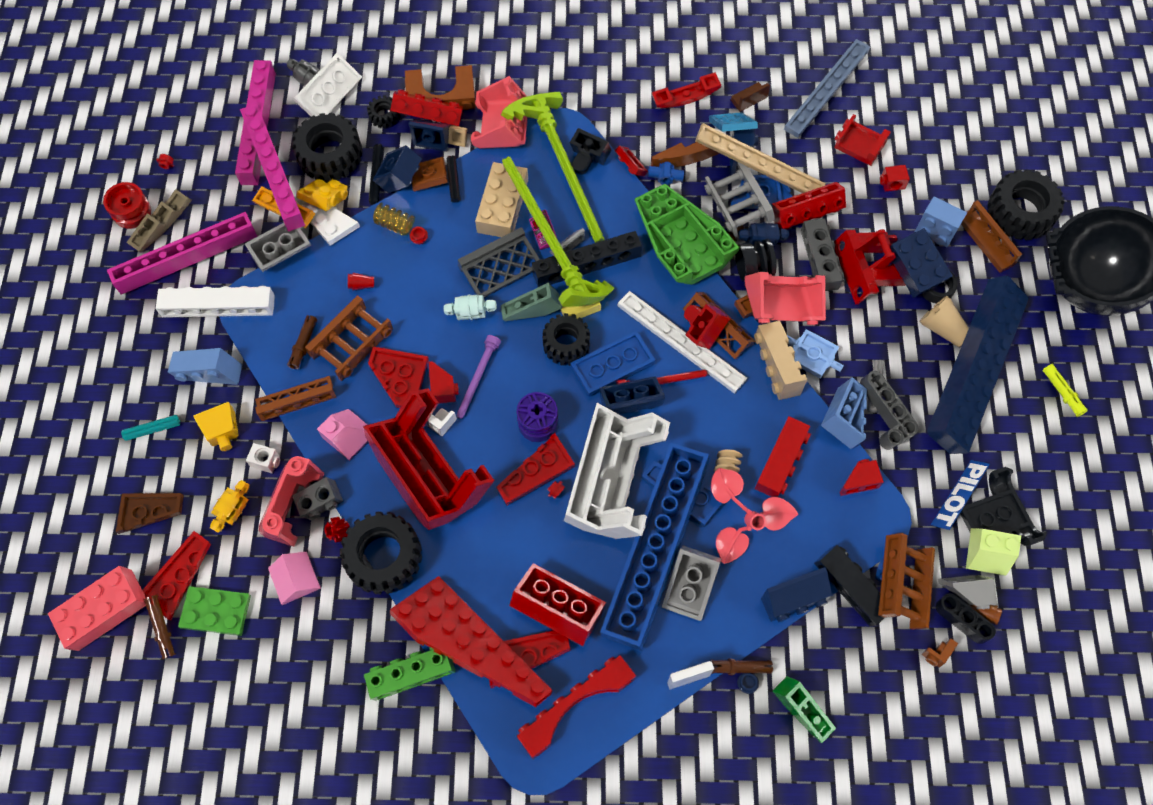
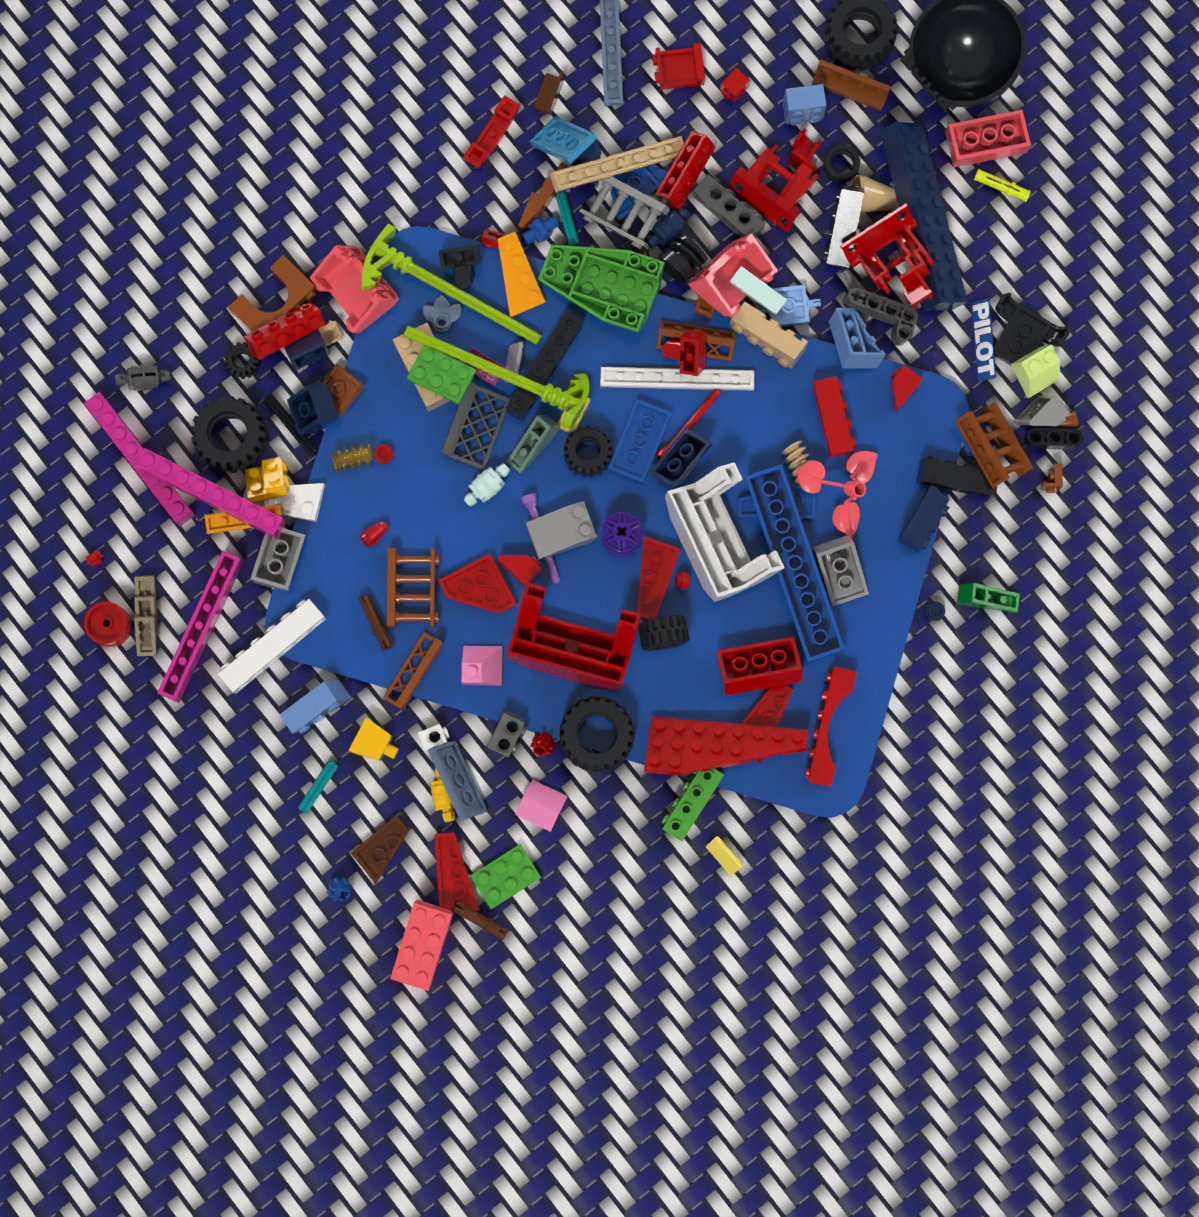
camera: 40 degrees left, 15 degrees up
(86, 514) = (339, 889): none -> blue gear
(247, 503) = (457, 780): none -> sand blue tile
(296, 473) = (470, 737): coral windscreen -> none
(328, 87) = (172, 376): white tile -> none
(396, 746) = (724, 856): none -> light yellow slope
(441, 421) = (550, 597): white panel -> none
(453, 178) = (365, 378): black axle -> none
(495, 379) = (561, 530): none -> light grey slope
(502, 514) = (663, 632): none -> black tyre
(504, 205) = (441, 374): none -> bright green plate
(546, 175) = (442, 311): none -> sand blue plate
(620, 192) = (519, 279): none -> light orange wing
(690, 675) = (893, 641): white tile -> none
(693, 179) = (567, 219): none -> teal axle
(734, 666) = (916, 609): reddish brown pin -> none
(797, 323) = (758, 291): none -> light aqua tile
(906, 323) = (845, 224): none -> brick
(919, 263) = (817, 162): dark blue brick -> none
(936, 347) = (911, 251): none -> red container
(1078, 346) = (988, 138): none -> coral brick

